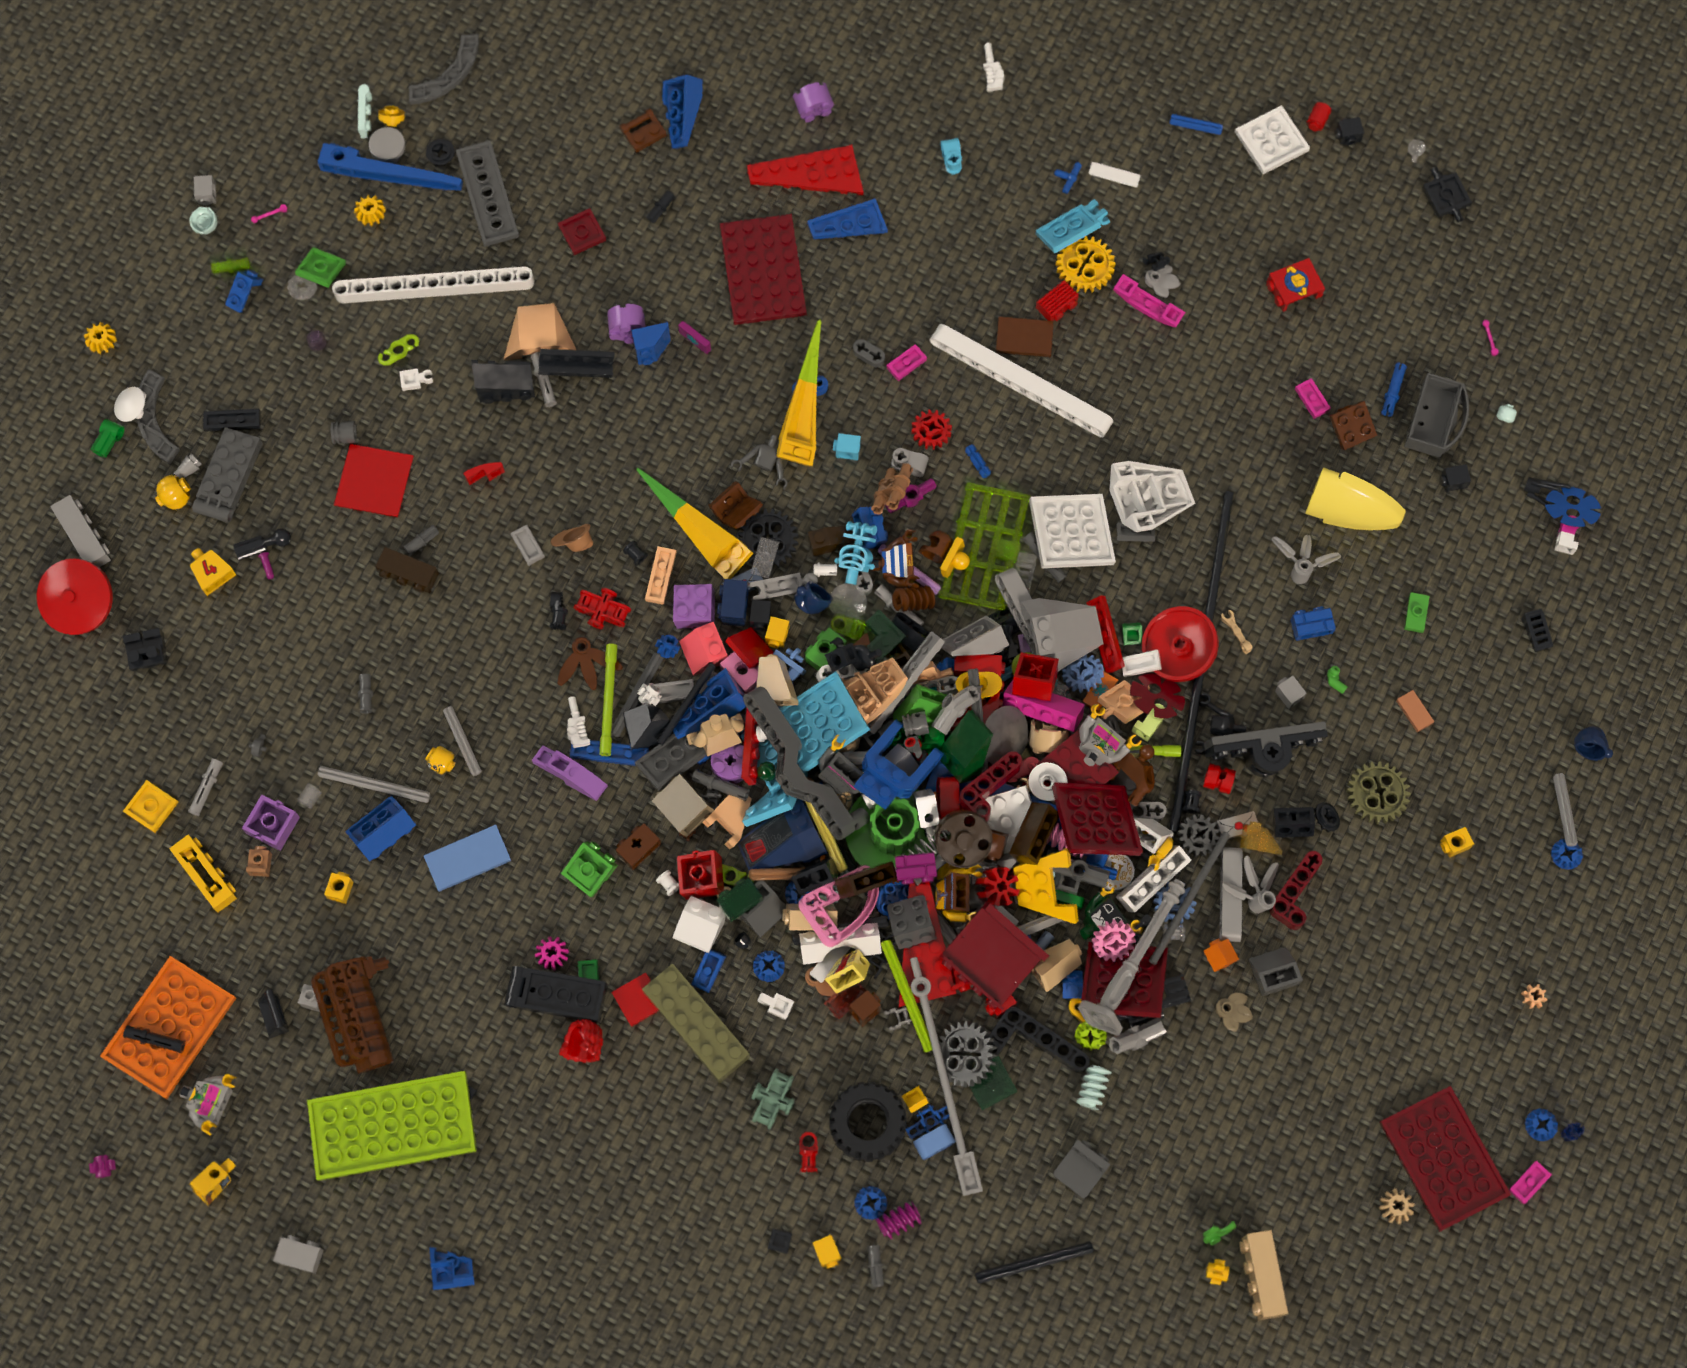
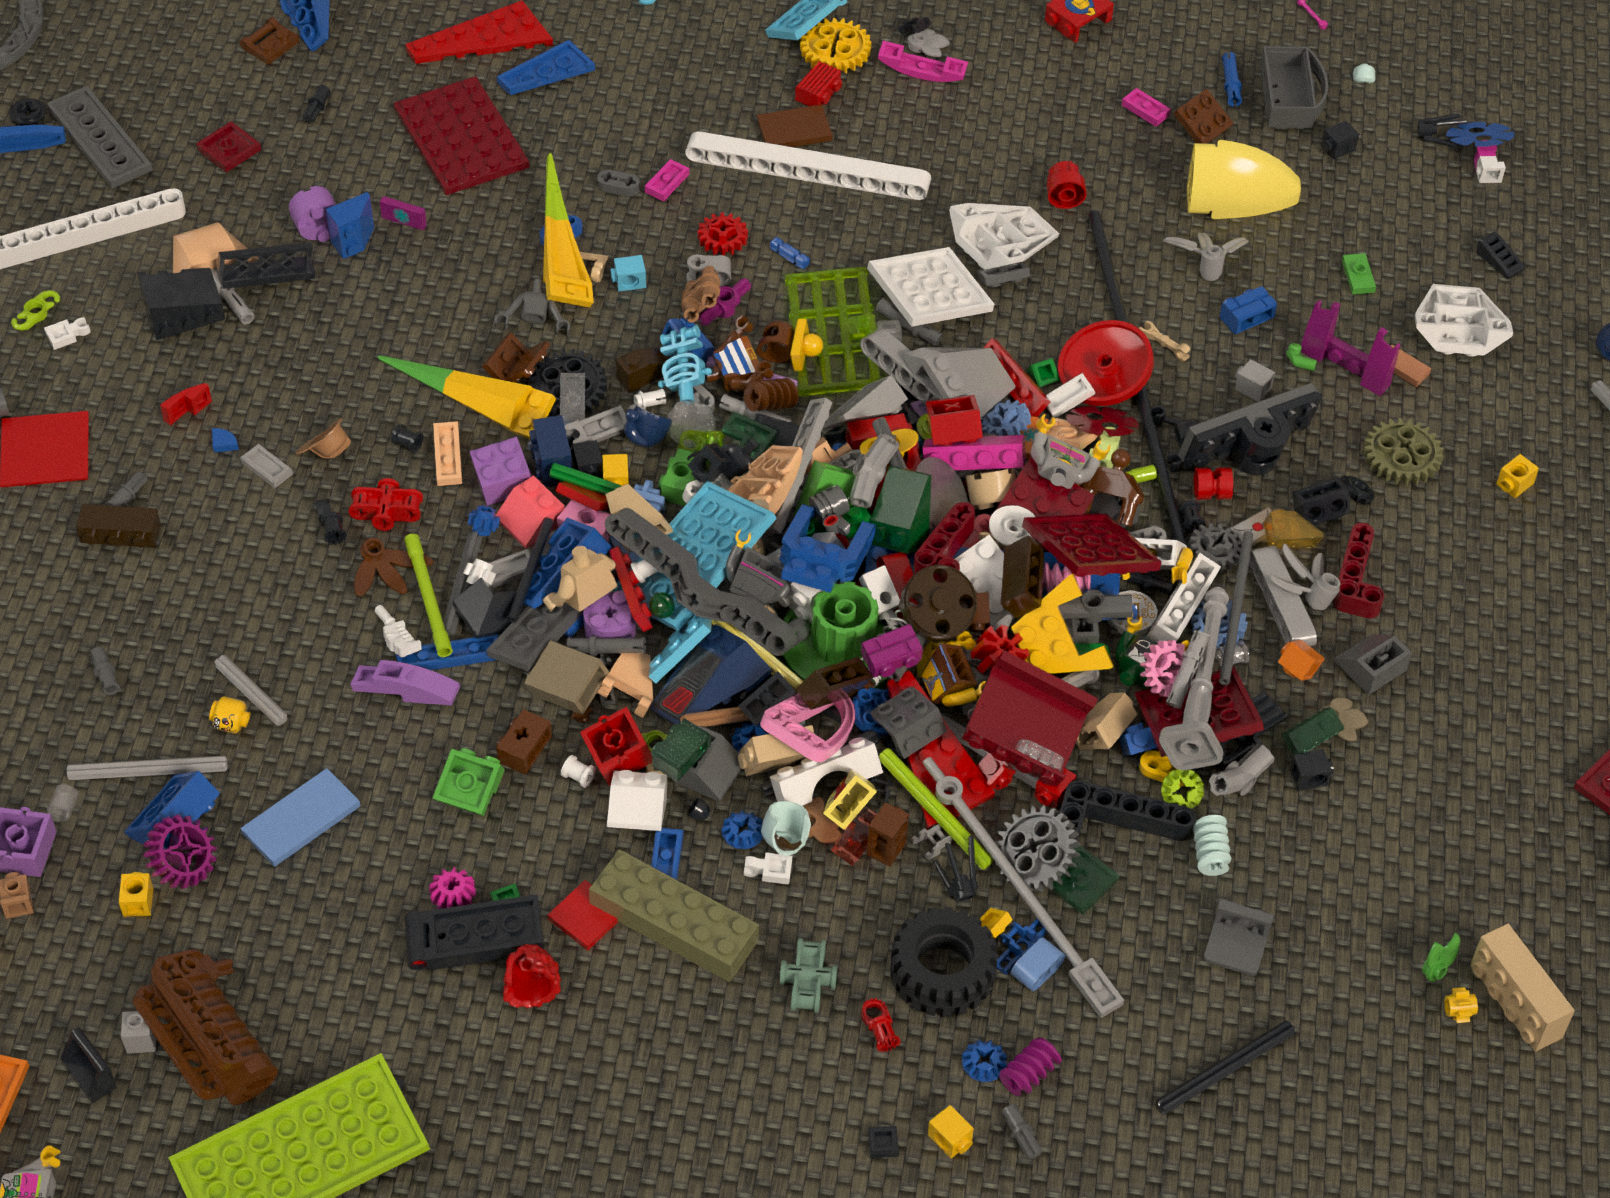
camera: 20 degrees left, 20 degrees down
(375, 882) = (179, 871): none -> magenta gear
(502, 513) = (223, 440): none -> blue tile
(749, 637) = (582, 479): none -> green axle
(795, 981) = (786, 827): none -> light aqua piece
(822, 968) = (821, 794): white sticker -> none
(823, 439) = (598, 269): none -> tan piece
(903, 1063) = (961, 886): none -> black plant
(991, 988) = (1040, 754): none -> clear beam
(1131, 942) = (1189, 665): none -> light grey pin
(1191, 1048) = (1311, 770): none -> black brick
(1203, 1019) = (1312, 731): none -> clear green brick
(1215, 461) = (1065, 185): none -> red piece
(1356, 671) = (1374, 368): none -> magenta wedge
(1476, 683) = (1461, 320): none -> white wedge

